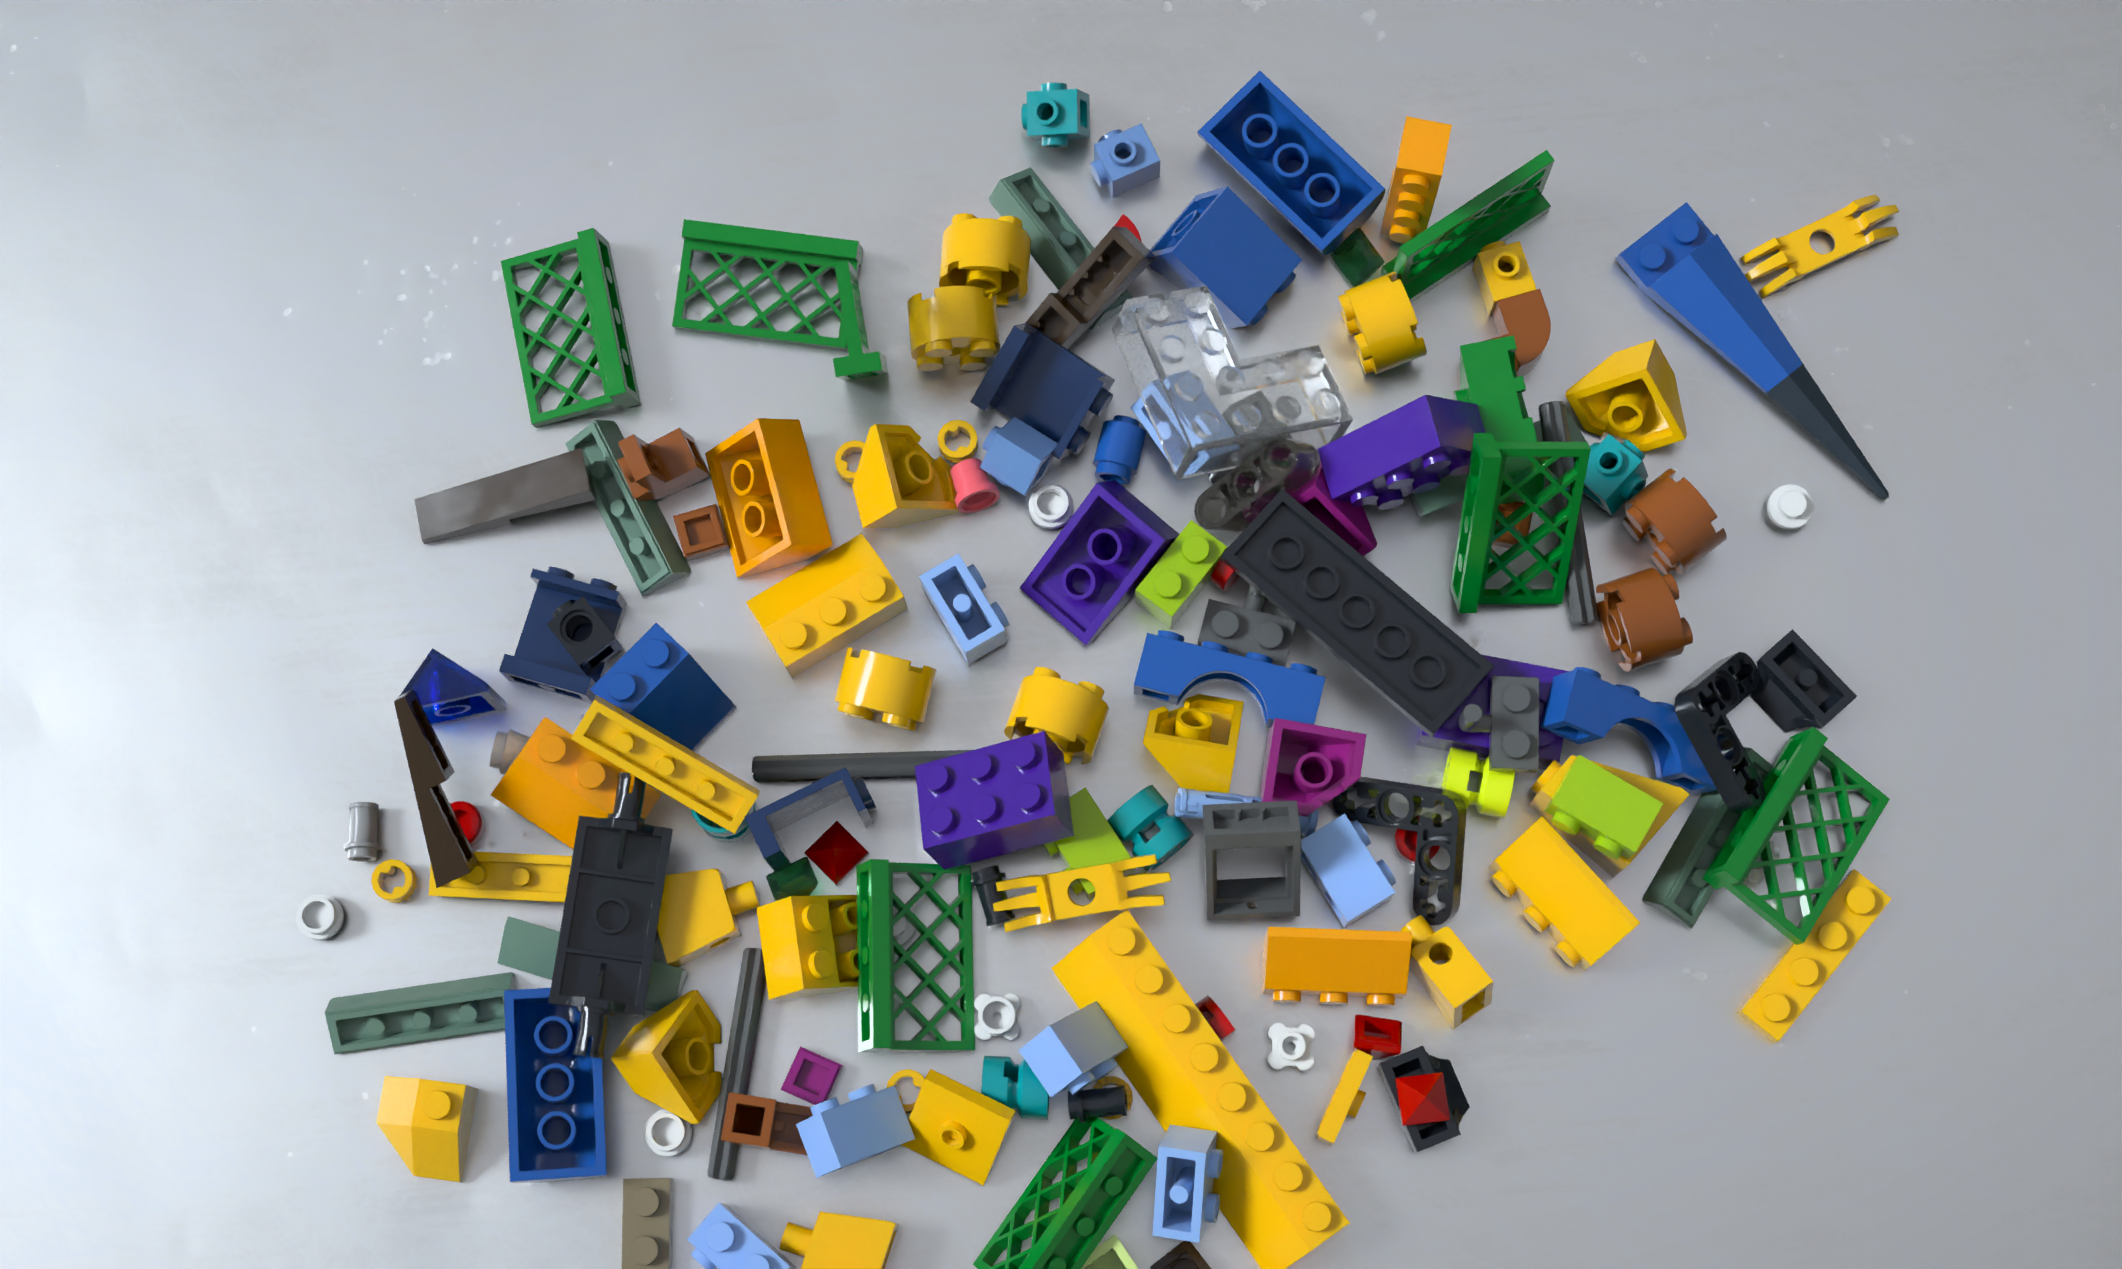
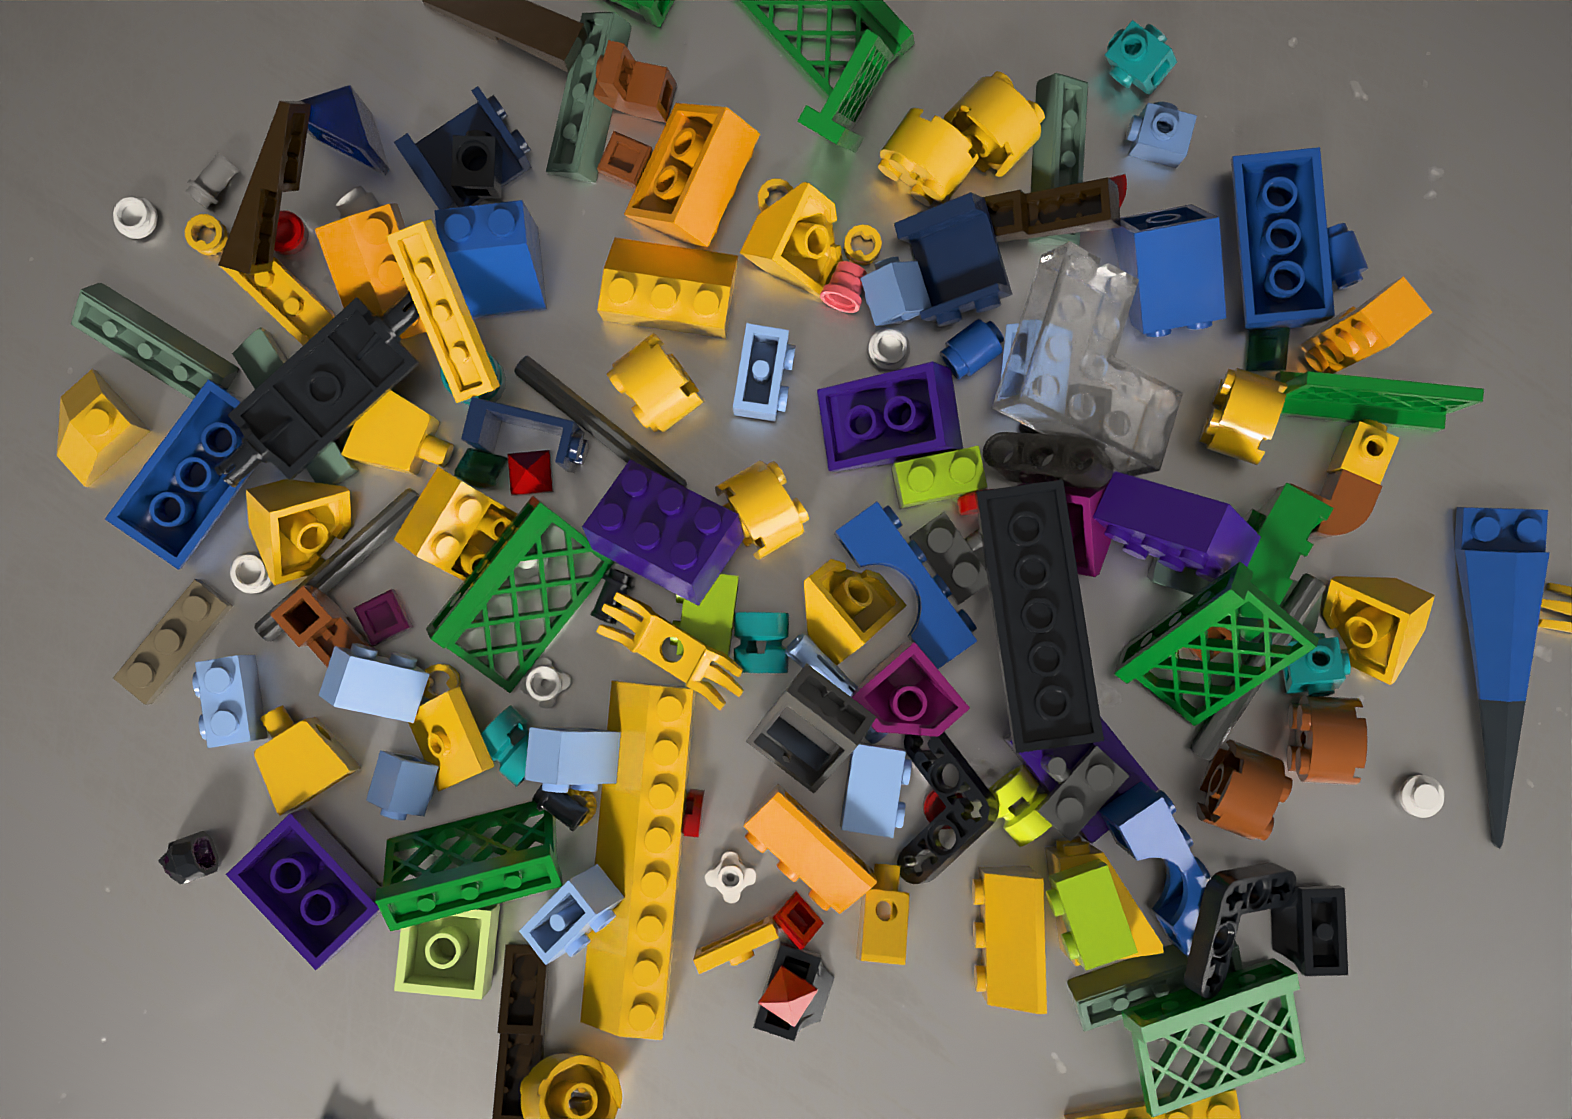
camera: 30 degrees right, 10 degrees up
(948, 1200) = (402, 785): none -> medium blue brick
(1354, 137) = (1345, 256): none -> blue brick

